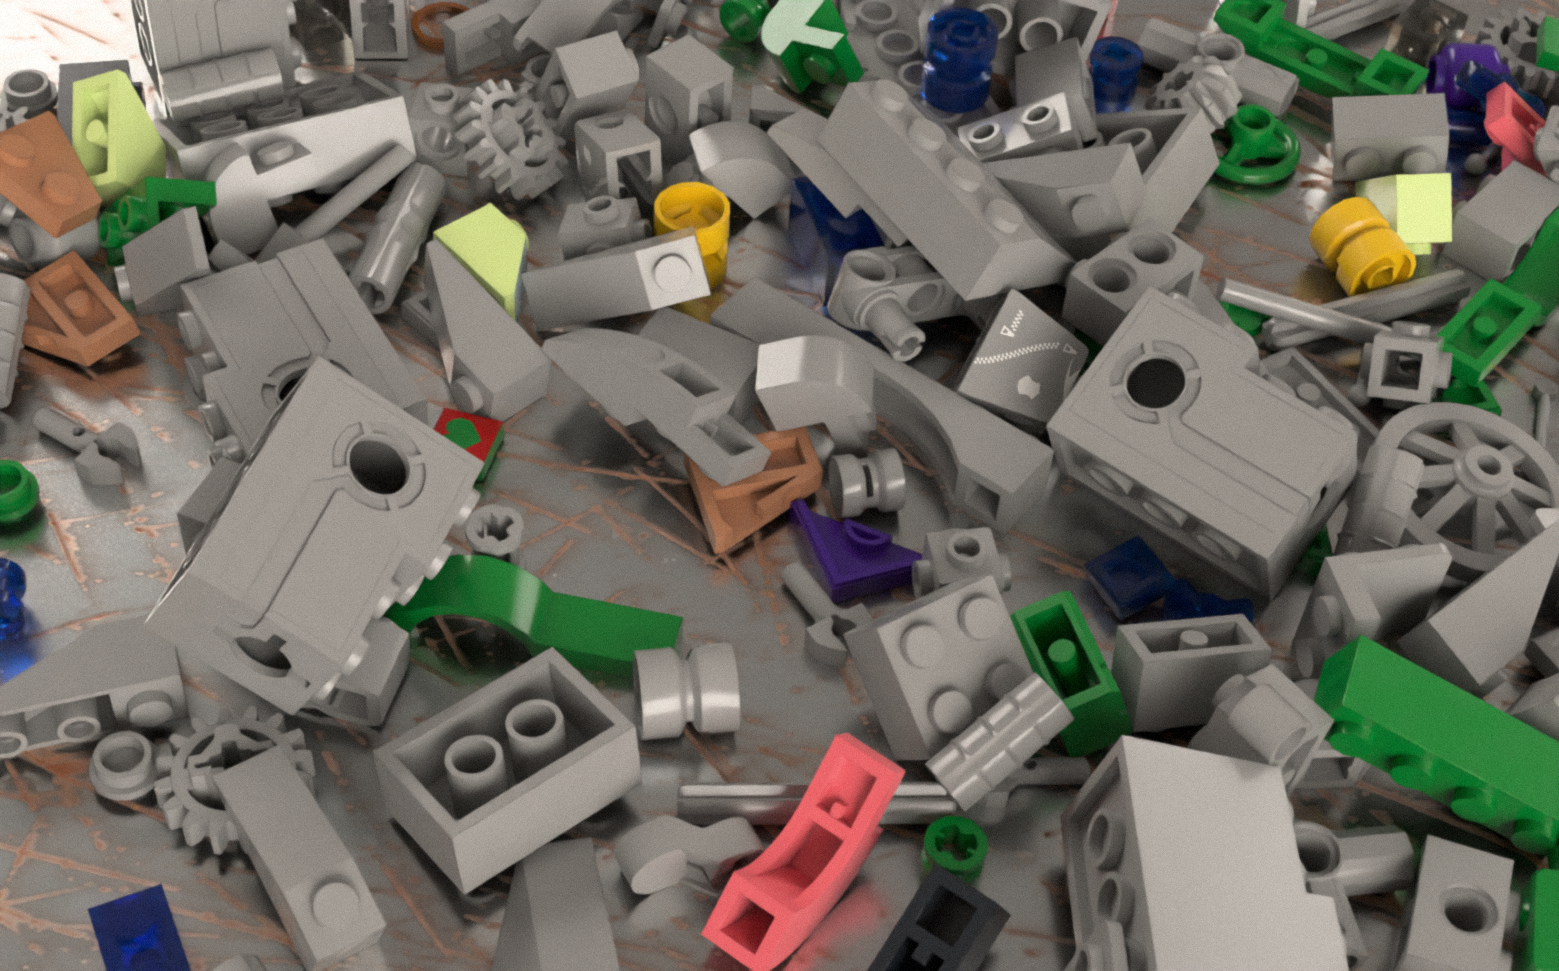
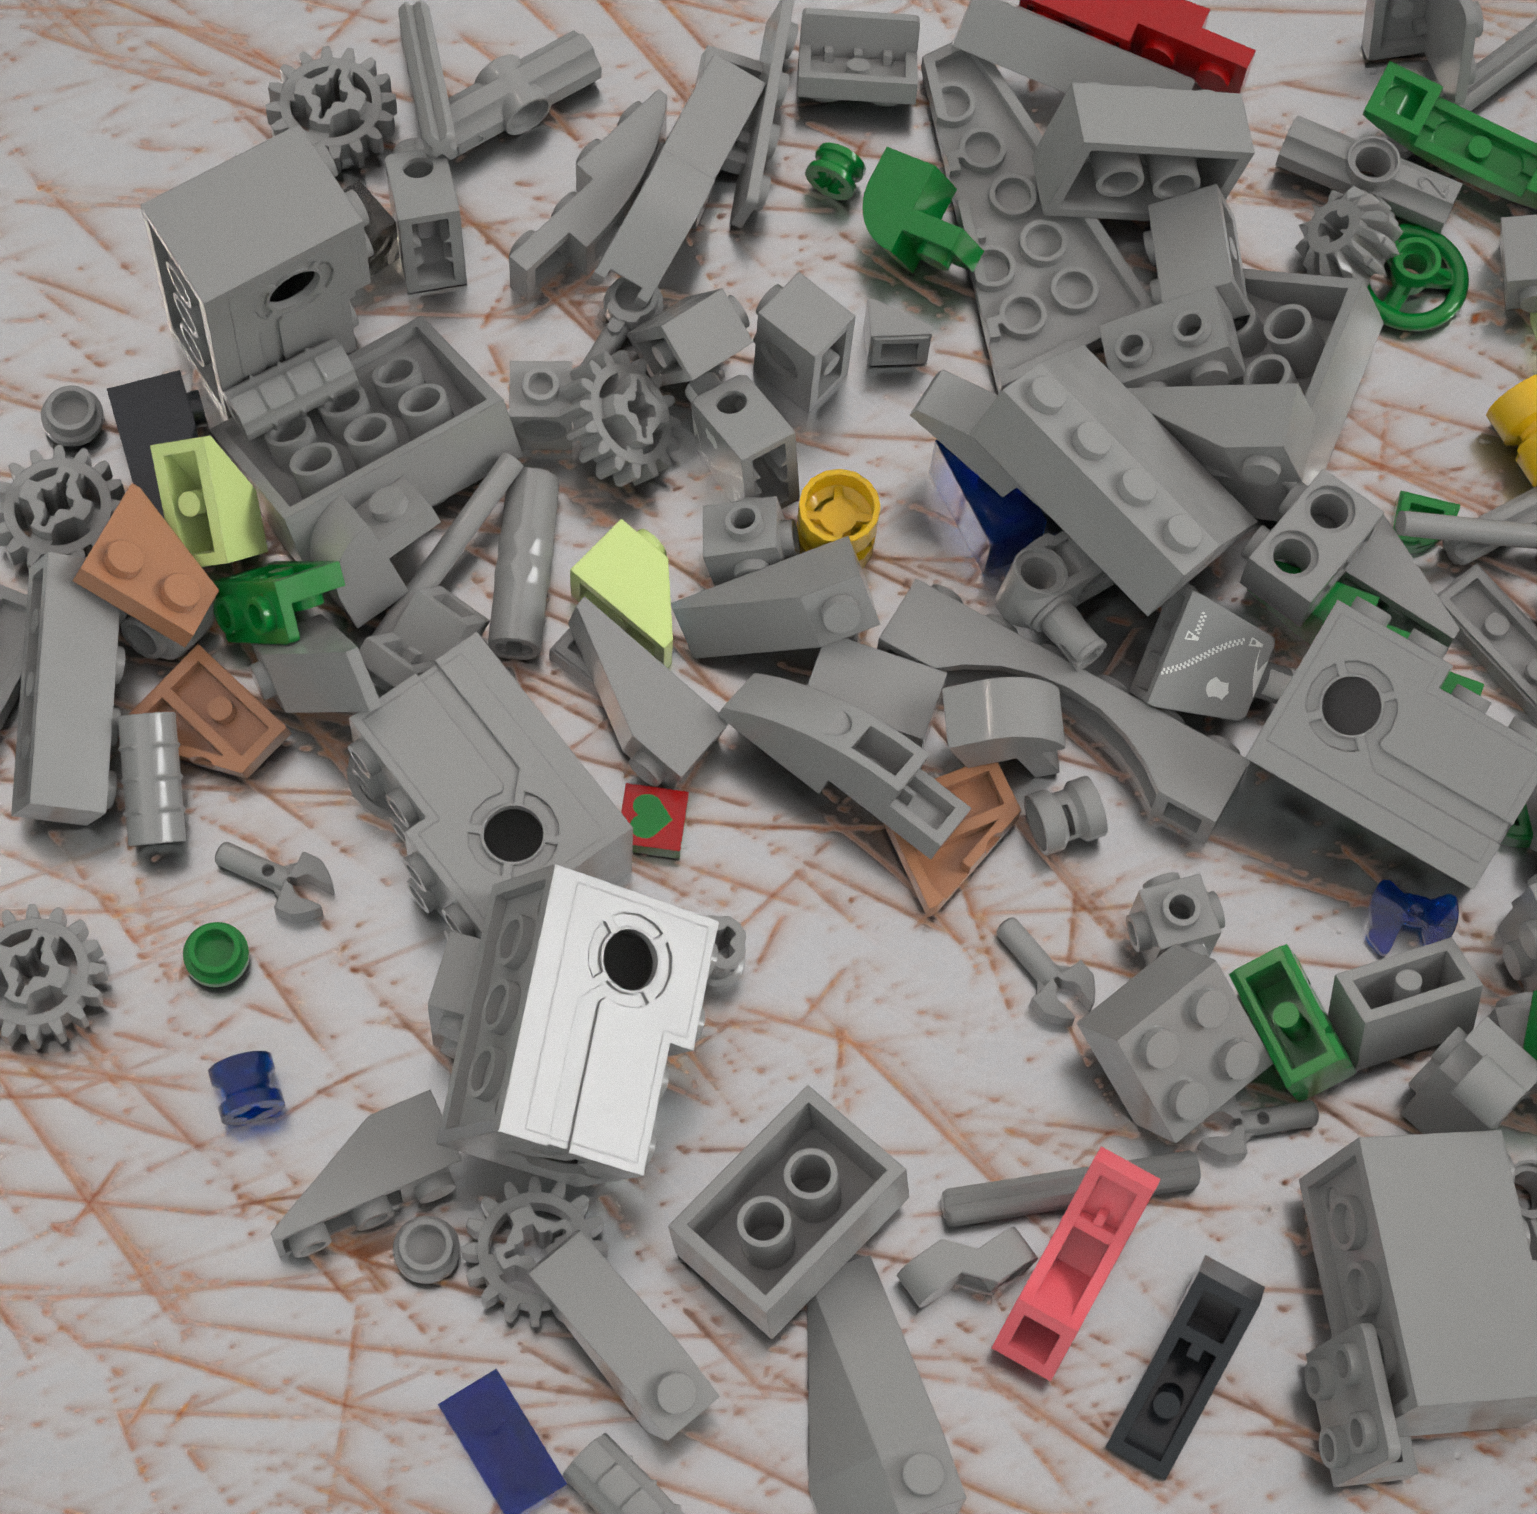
camera: 10 degrees left, 20 degrees up
(427, 11) = (485, 199): dark orange piece -> none
(580, 629) = (807, 1027): green piece -> none
(689, 690) = (933, 1094): light grey wheel -> none
(737, 162) = (859, 420): light grey brick -> none
(851, 556) = (1062, 898): dark purple tile -> none
(958, 60) = (1090, 237): clear blue wheel -> none
(965, 837) = (1210, 1203): green bush -> none
(999, 741) = (1238, 1125): light grey axle -> none
(1115, 68) = (1251, 205): clear blue wheel -> none
(1129, 577) = (1335, 886): clear blue tile -> none

